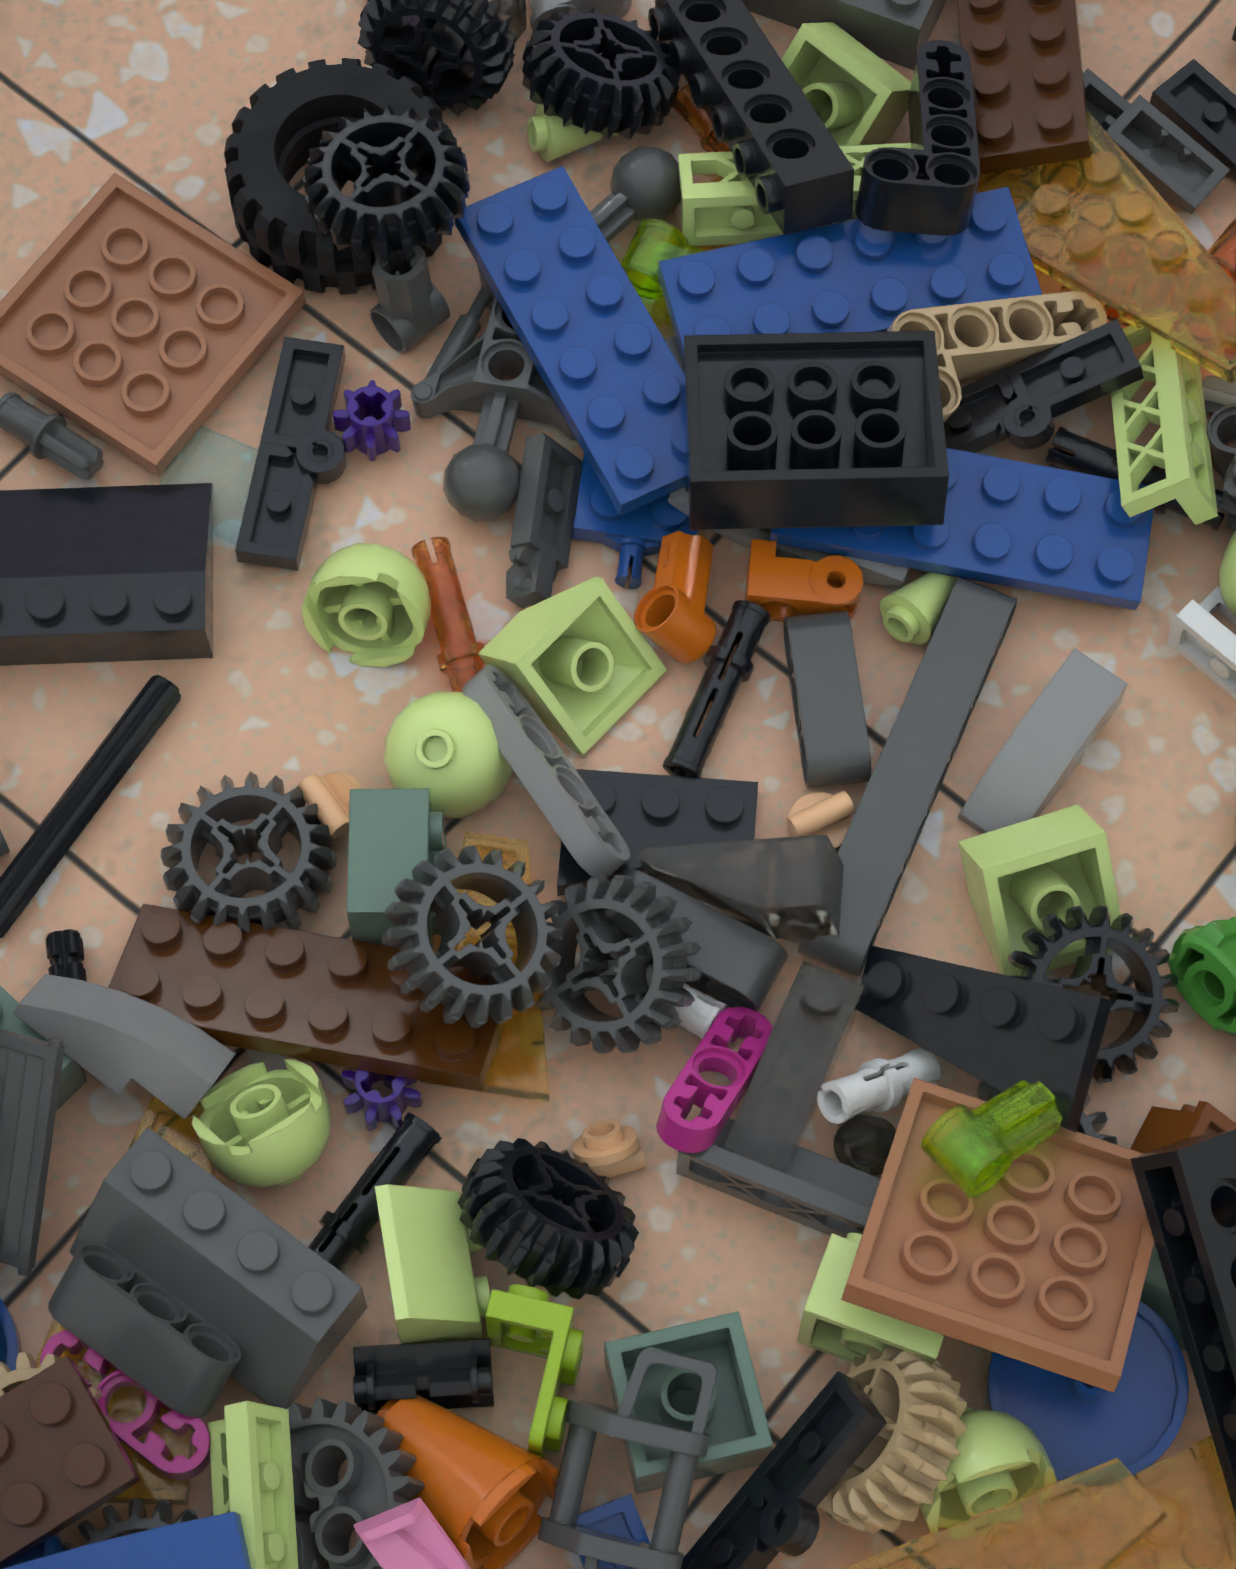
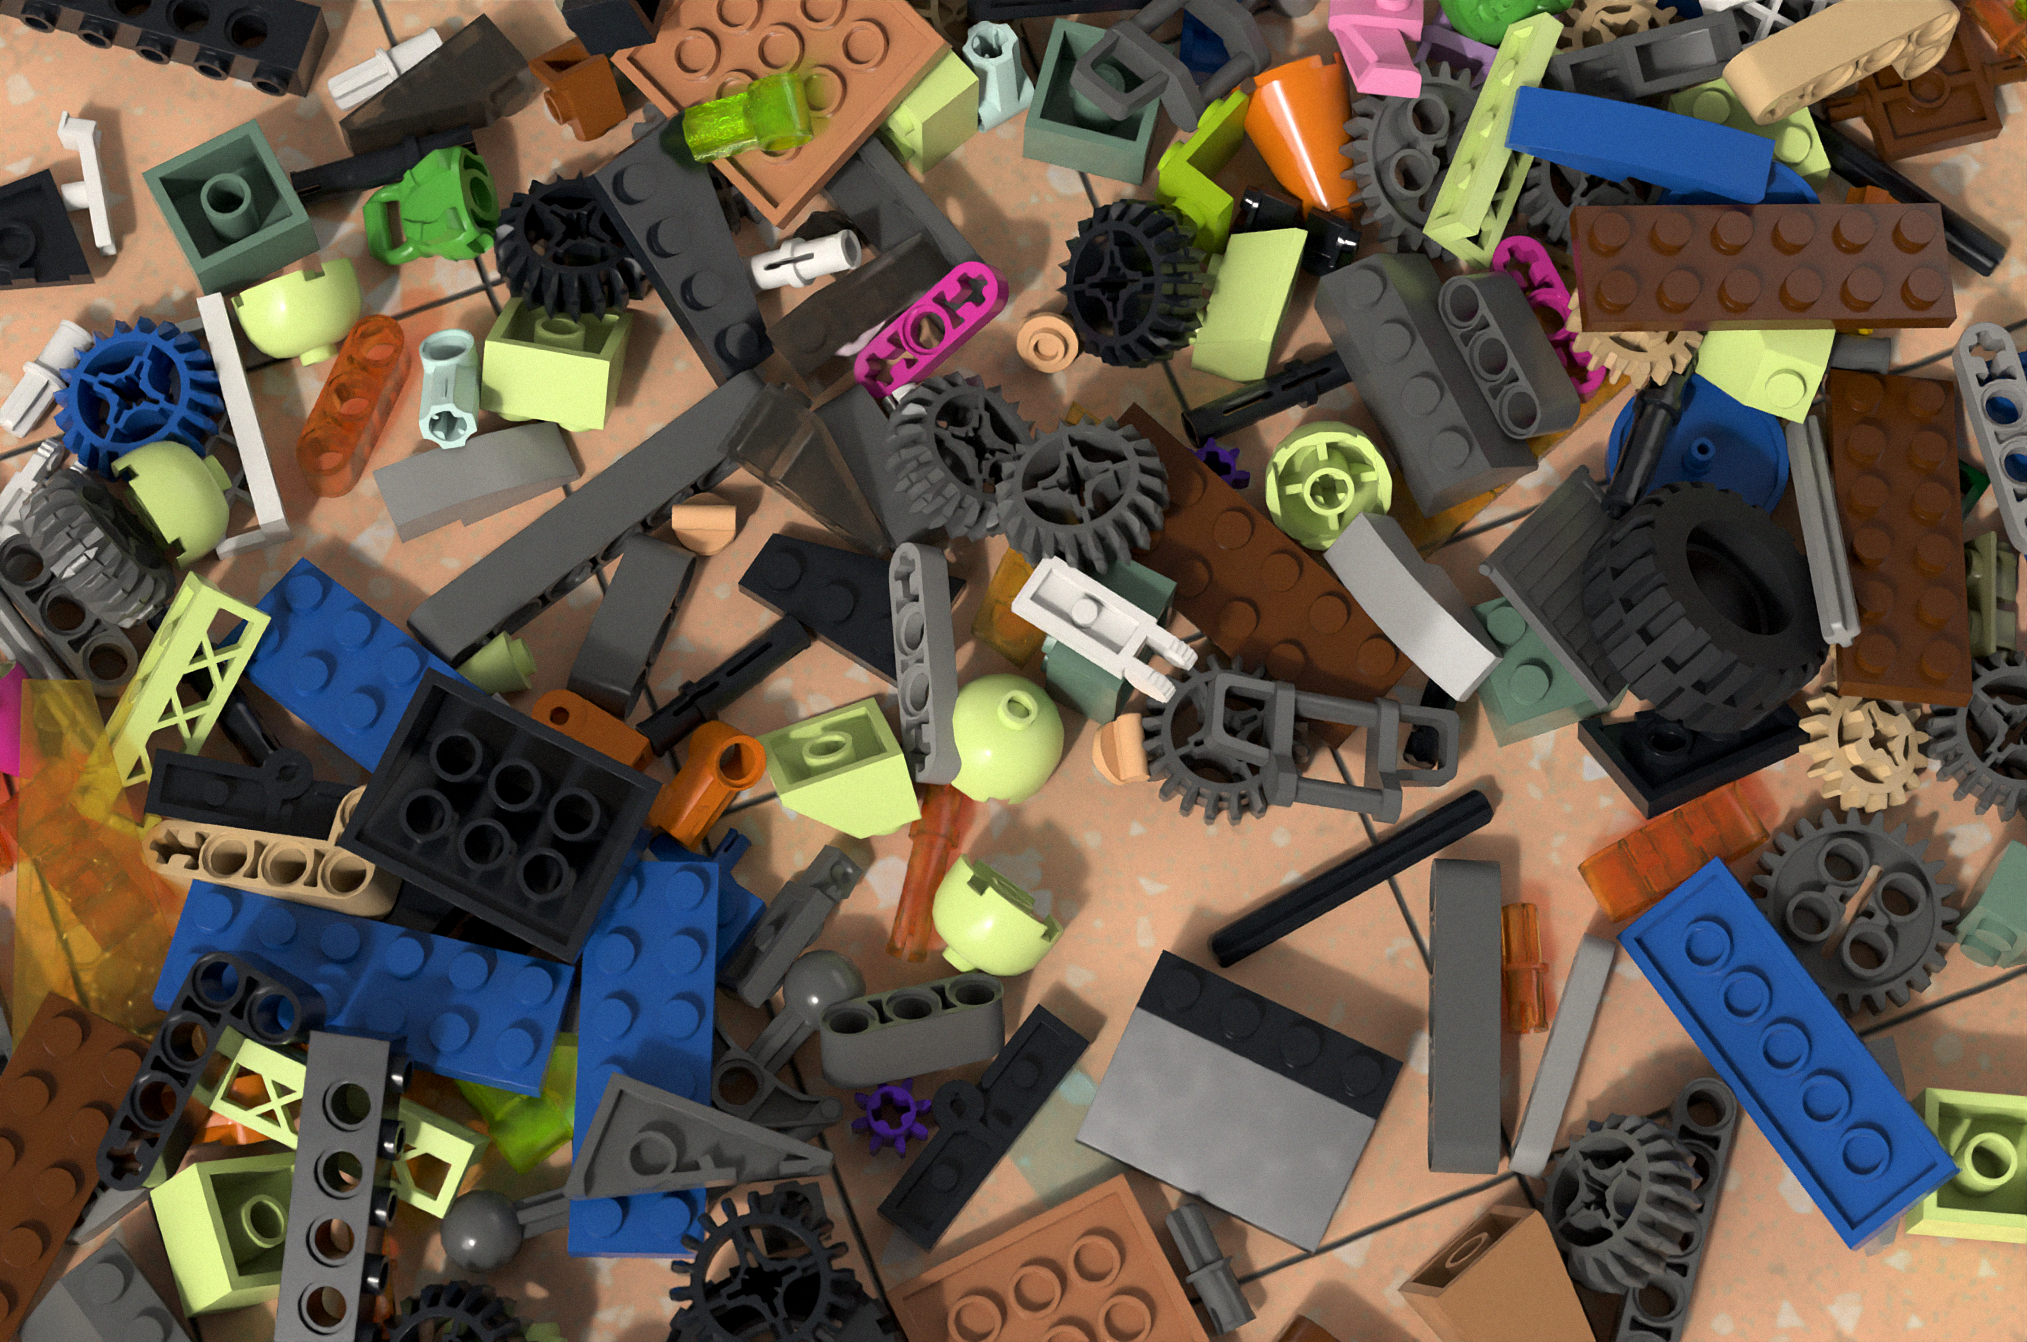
camera: 155 degrees left, 5 degrees up
(85, 881) = (1278, 773): none -> dark grey bar
(388, 820) = (1100, 626): none -> white hinge
(416, 474) = (912, 1030): none -> dark grey beam
(527, 253) = (664, 1143): none -> dark grey wing
(799, 1368) = (1003, 84): none -> light aqua piece
(1112, 795) = (450, 387): none -> light aqua piece
(1197, 732) = (352, 378): none -> clear orange beam

